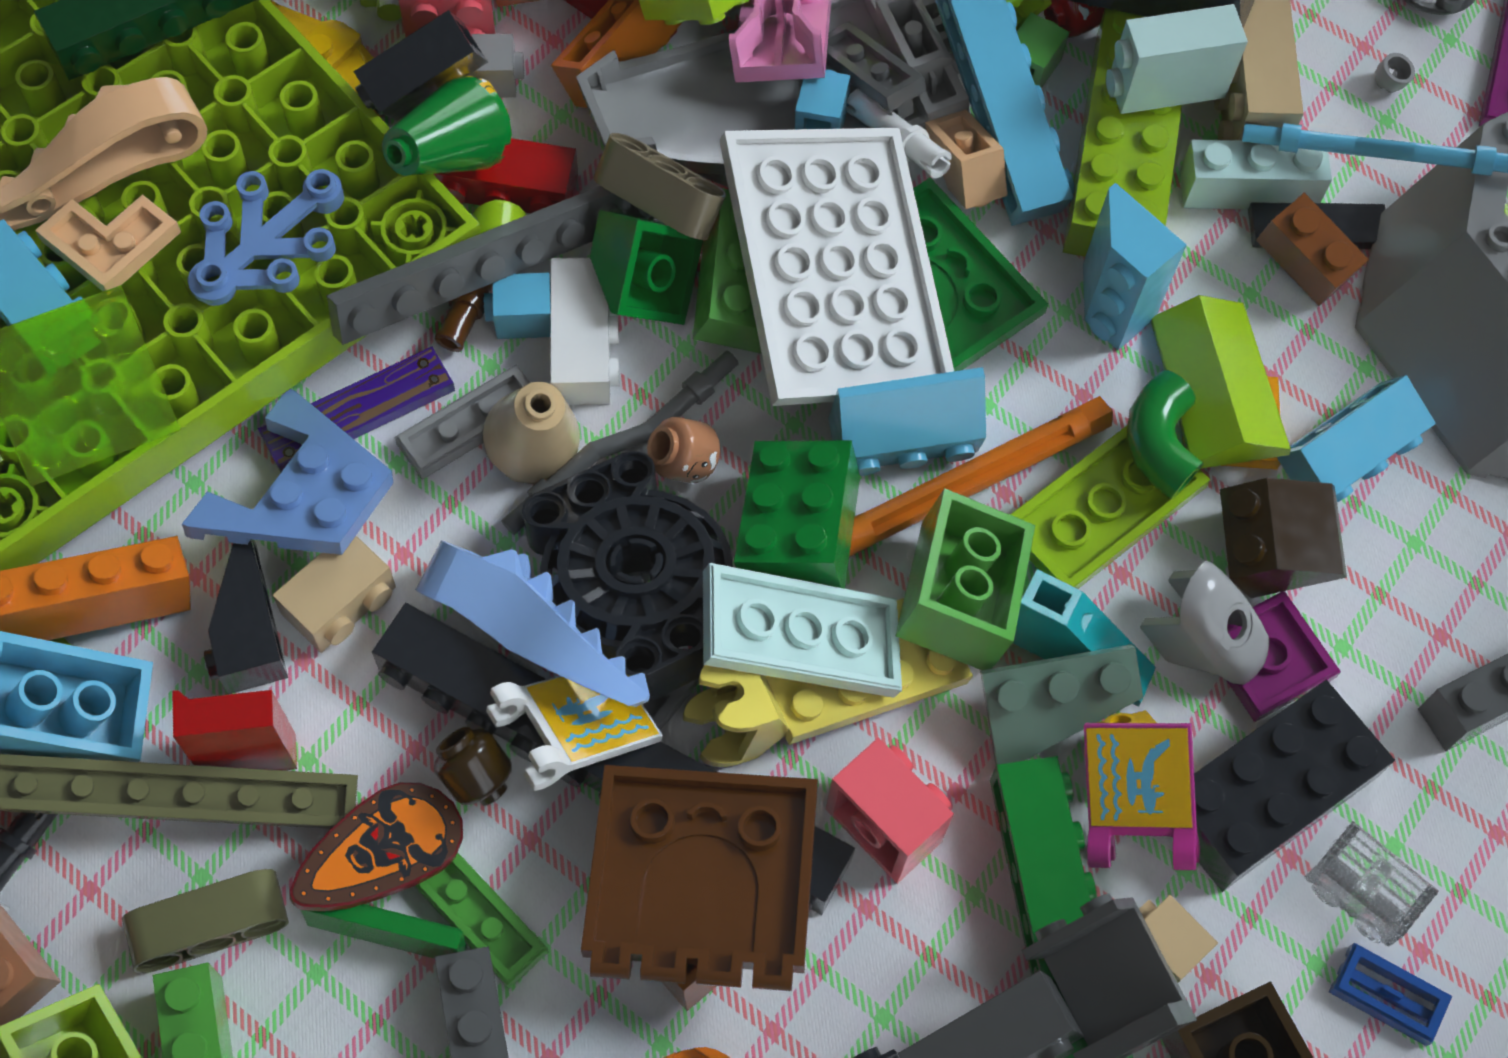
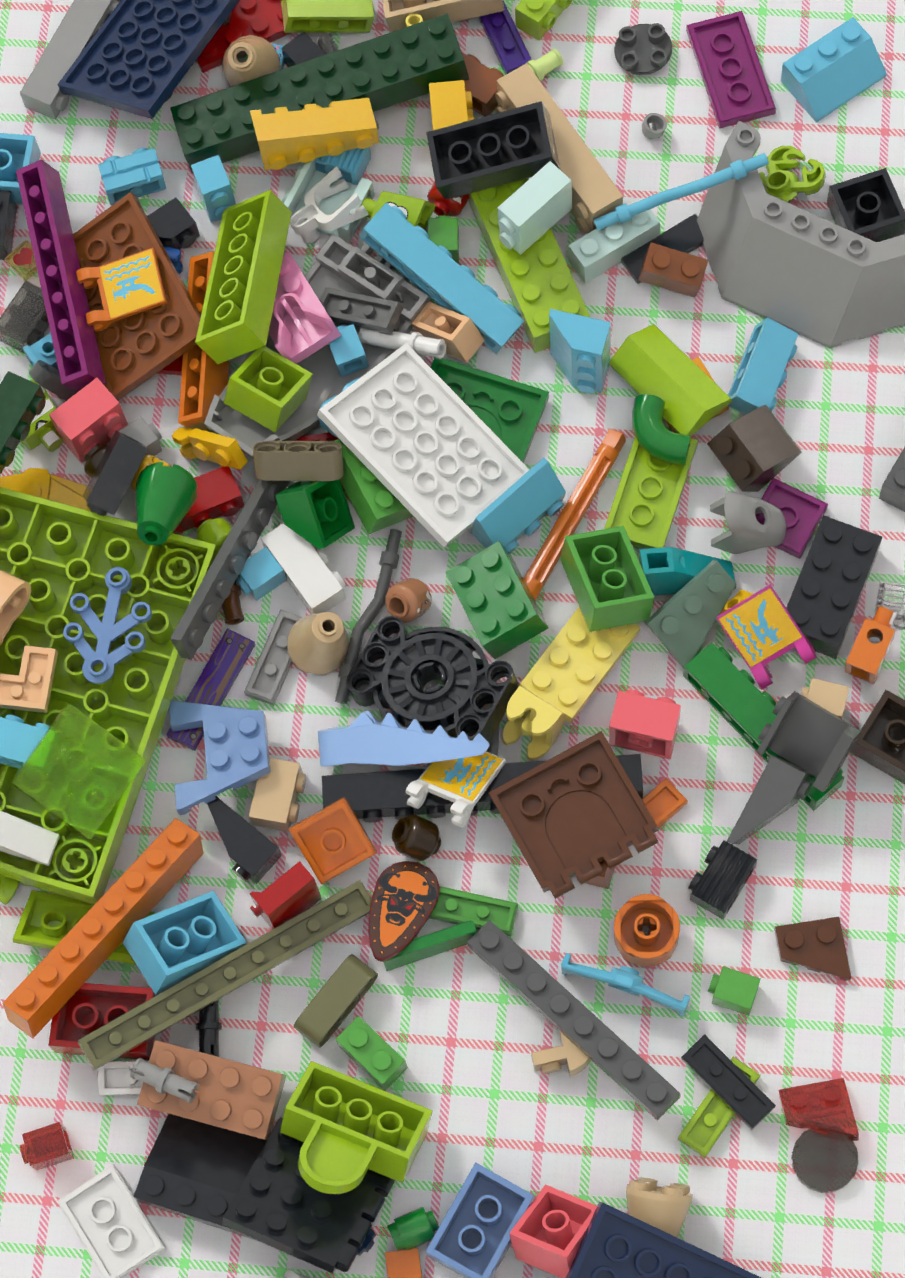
camera: 20 degrees left, 5 degrees up
(359, 698) = (333, 840): none -> orange tile
(568, 116) = (209, 447): none -> yellow hinge
(686, 82) = (268, 388): none -> lime brick
(800, 631) = (541, 660): light aqua tile -> none
(842, 939) = (664, 802): none -> orange tile
(1271, 918) = (867, 657): none -> orange torso

